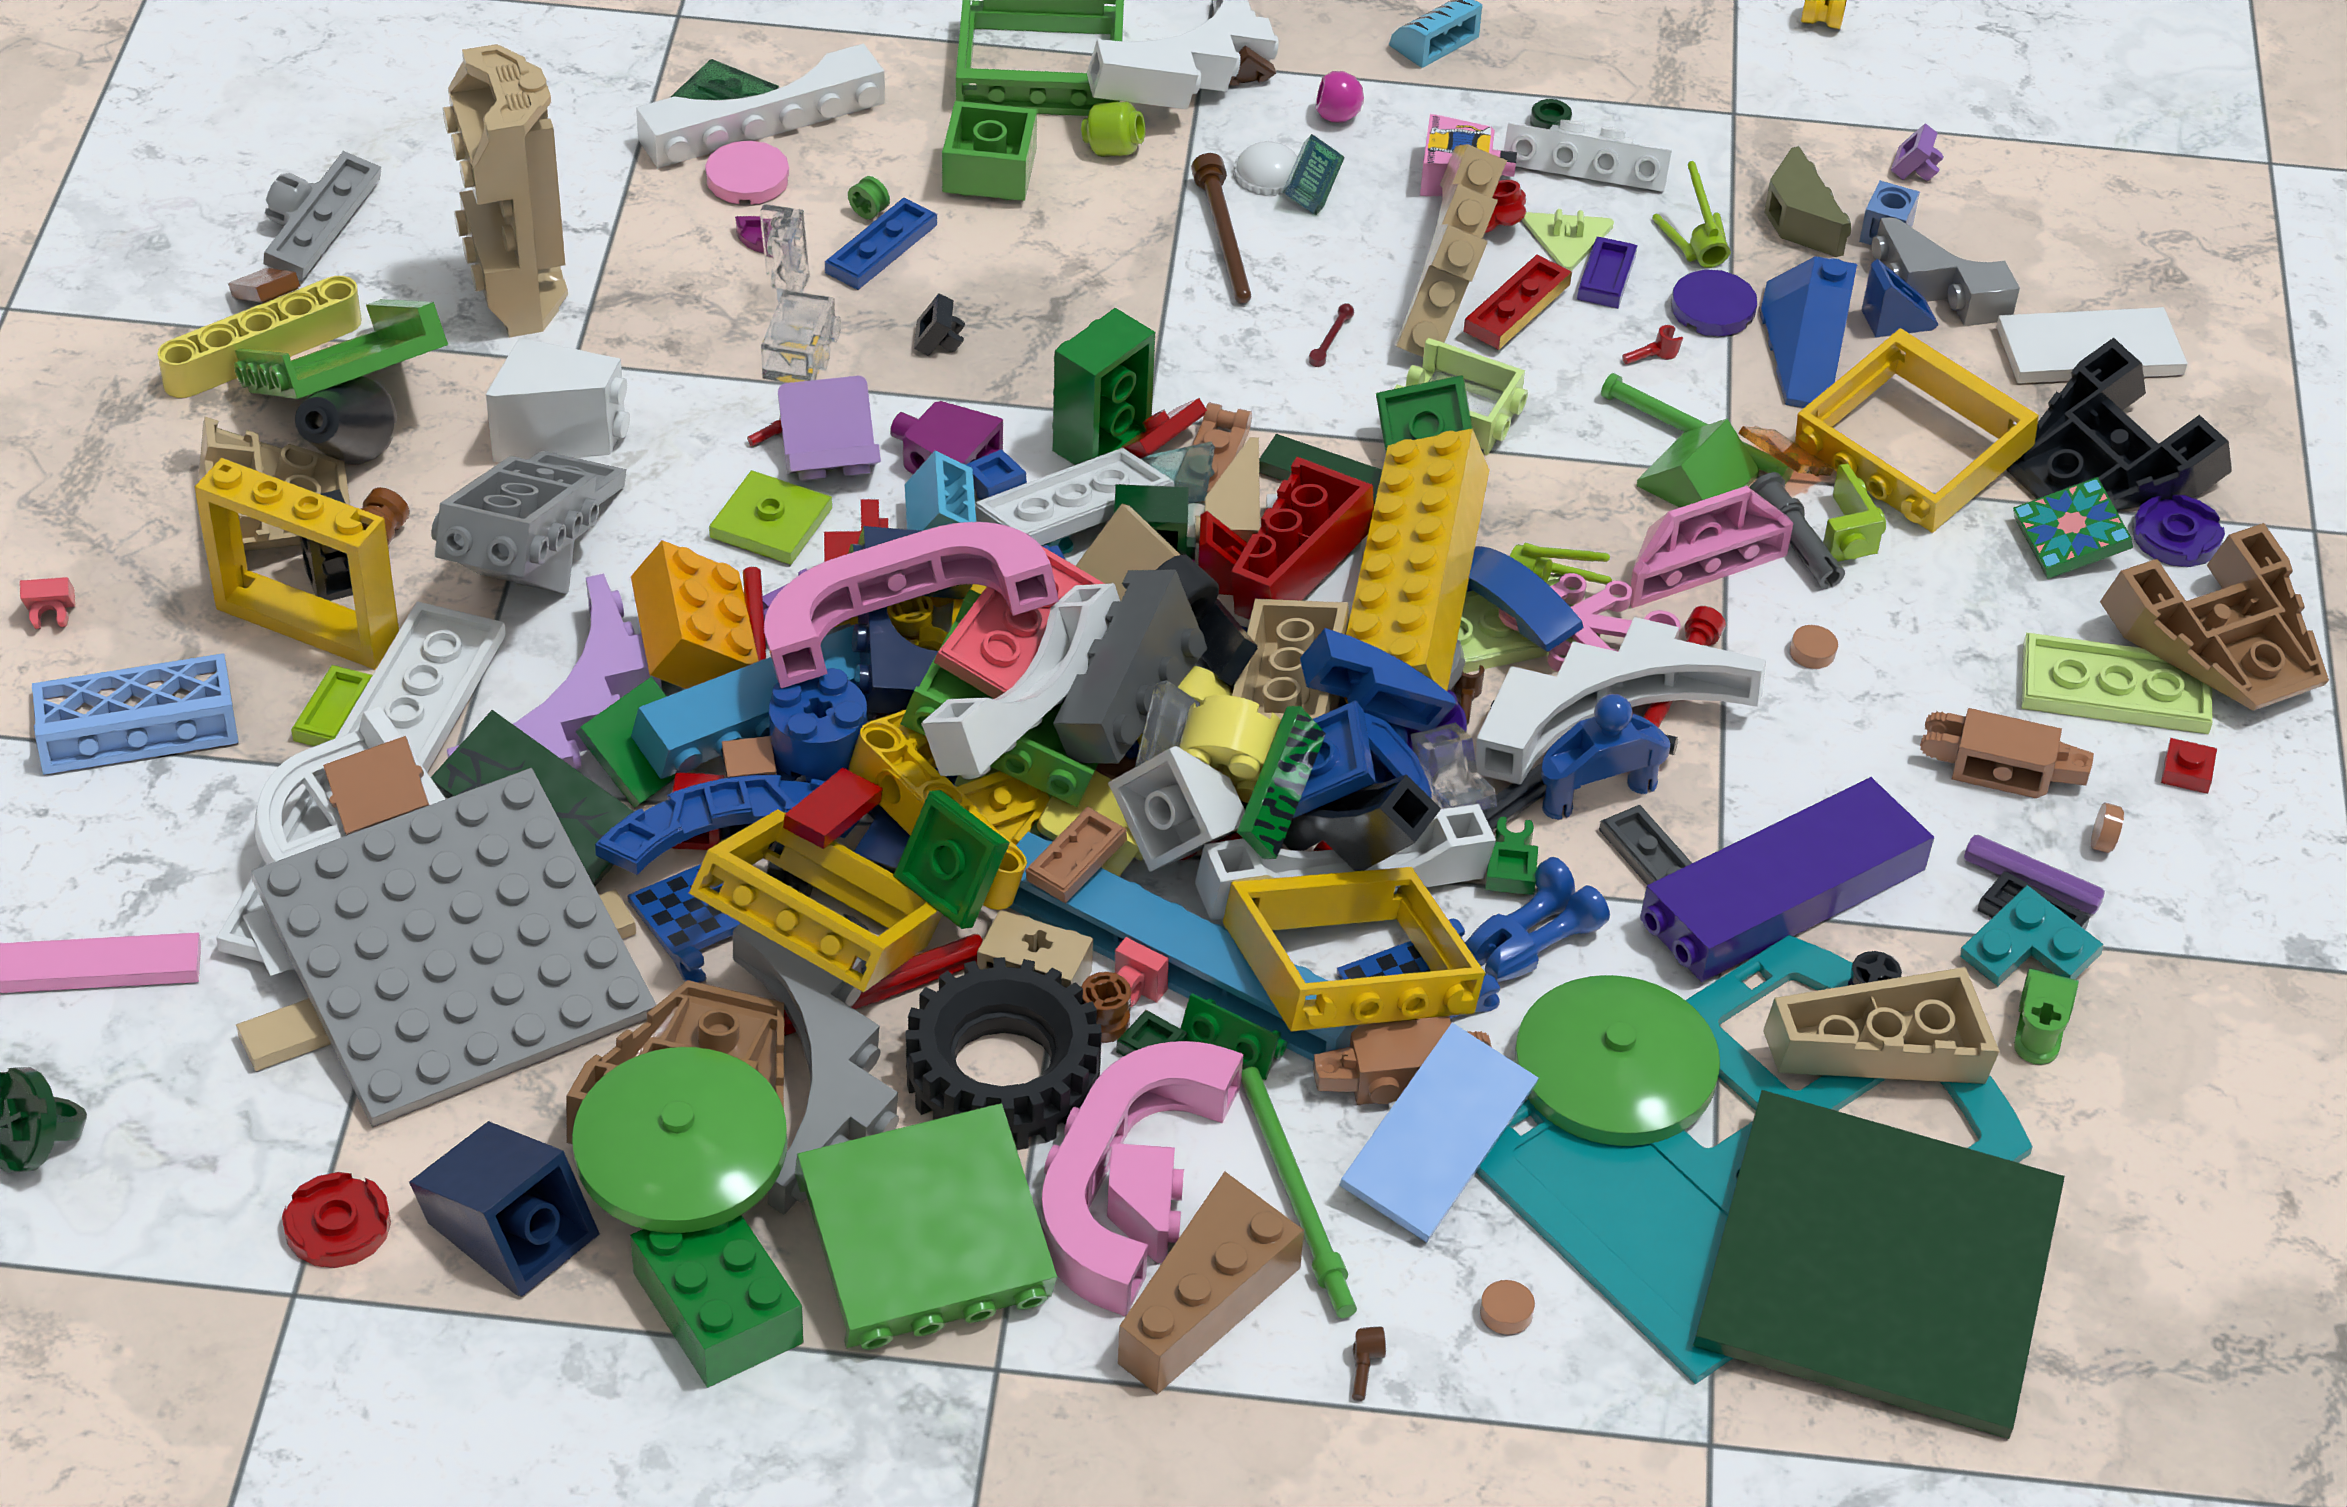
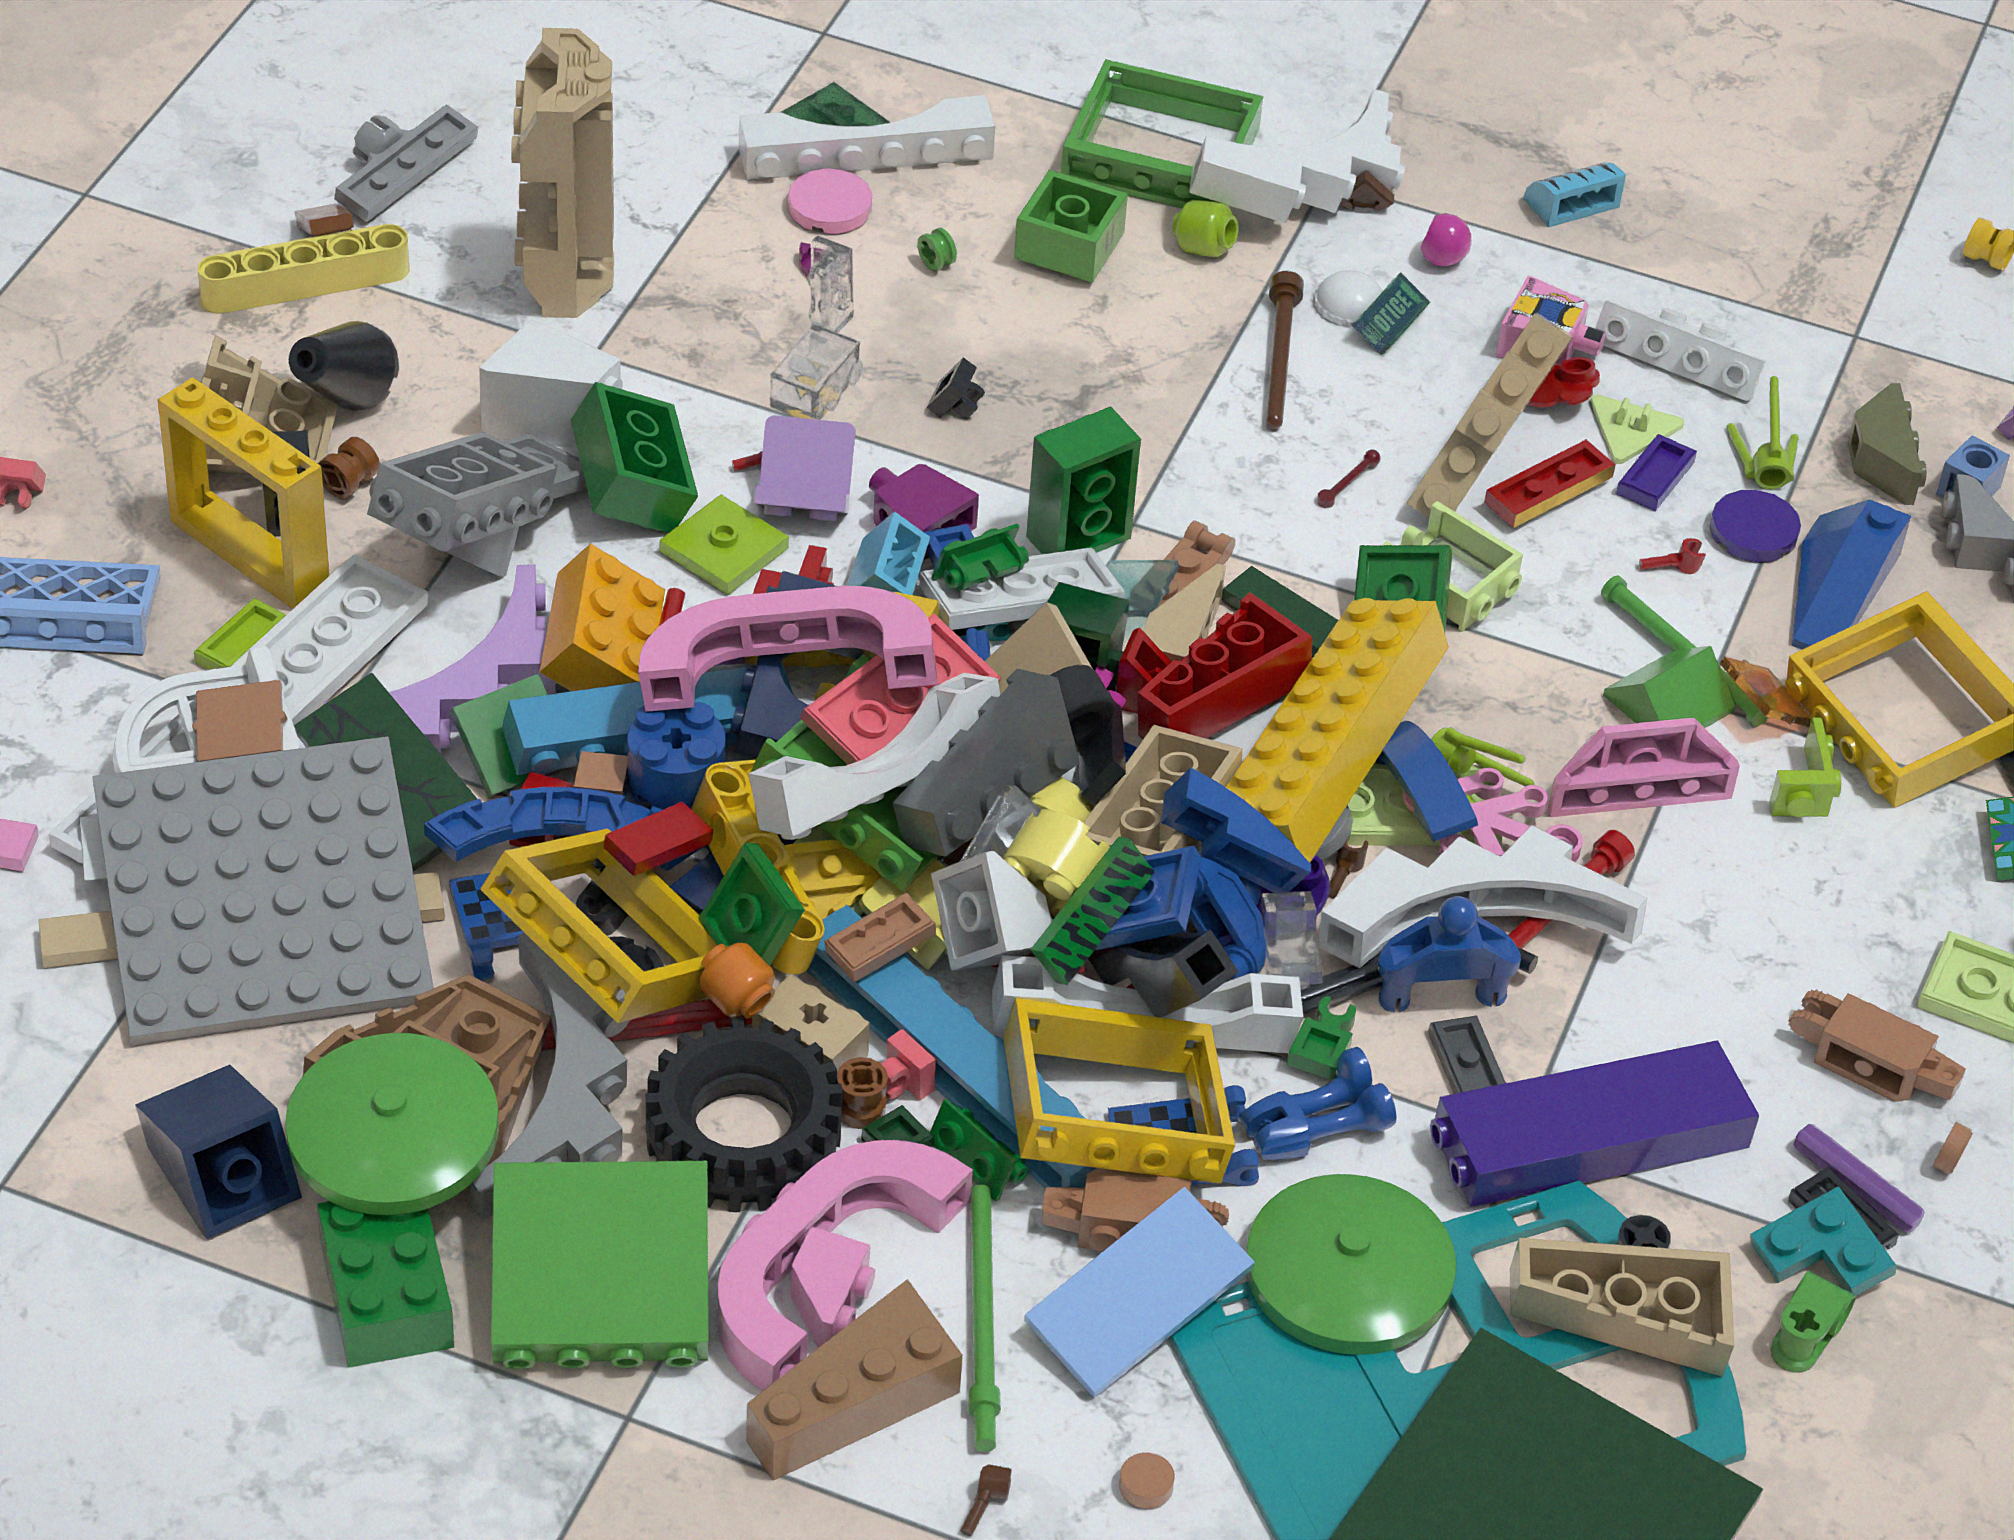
camera: 15 degrees right, 0 degrees up
(336, 1220) = (64, 1125): red tile -> none
(400, 333) = (430, 296): bright green panel -> none
(660, 452) = (633, 458): none -> green brick
(880, 243) = (934, 297): blue tile -> none
(911, 616) = (811, 670): yellow wheel -> none
(959, 925) = (737, 980): none -> orange head
(1018, 483) = (965, 562): none -> green hinge
(1163, 427) = (1138, 536): red plate -> none
(1549, 113) = (1659, 296): dark green tile -> none
(1803, 537) = (1734, 733): dark grey pin -> none
(1813, 646) = (1721, 896): nougat tile -> none
(1894, 304) = (1944, 565): blue slope -> none

